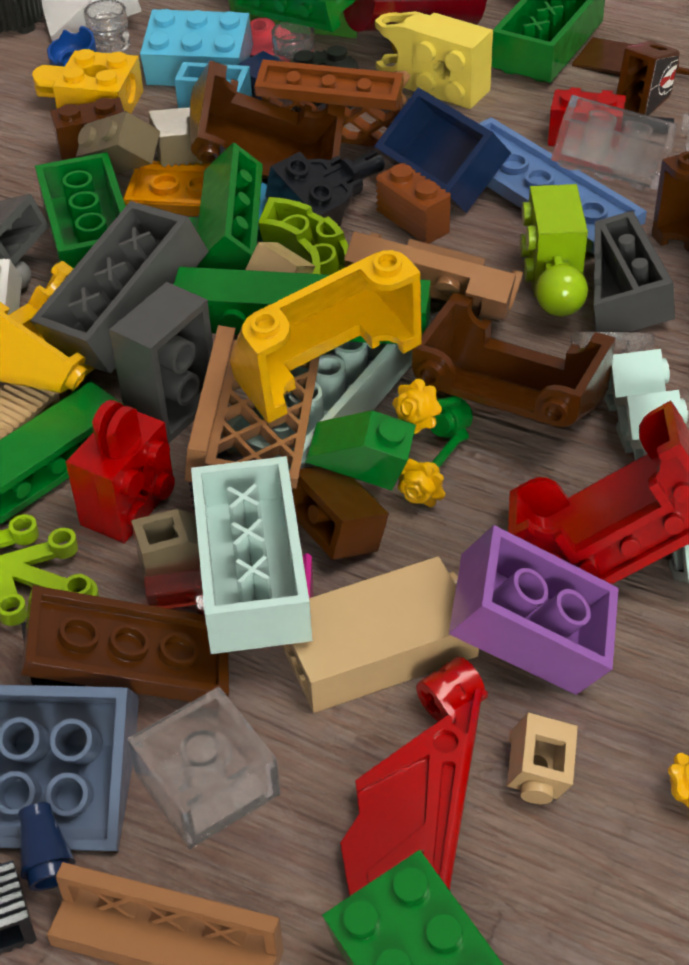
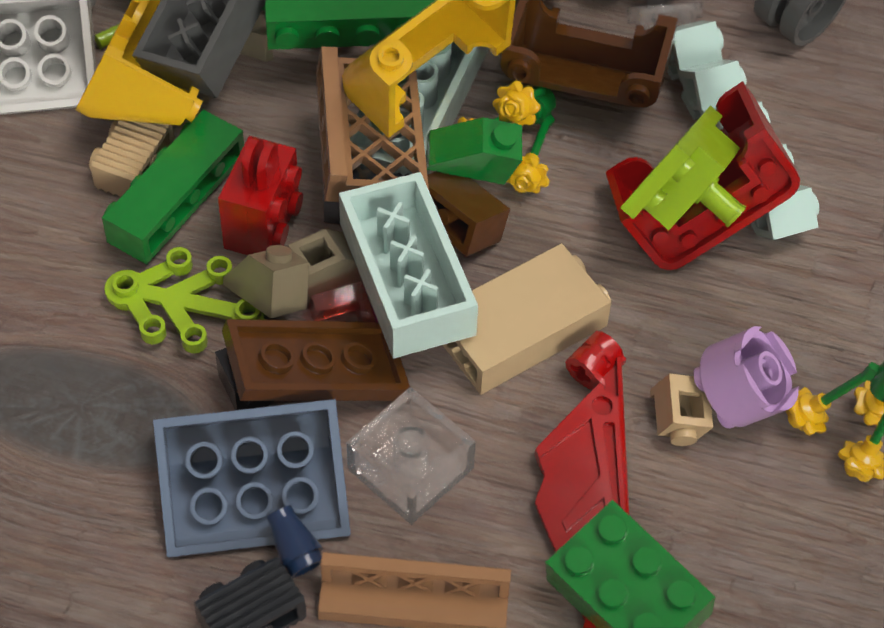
camera: 15 degrees left, 10 degrees up
(106, 556) = (271, 281): none -> dark tan slope
(164, 356) = (272, 79): dark grey brick -> none
(535, 611) = (656, 283): medium lavender brick -> none
(585, 489) = (689, 176): none -> lime brick
(623, 730) = (747, 377): none -> lavender brick

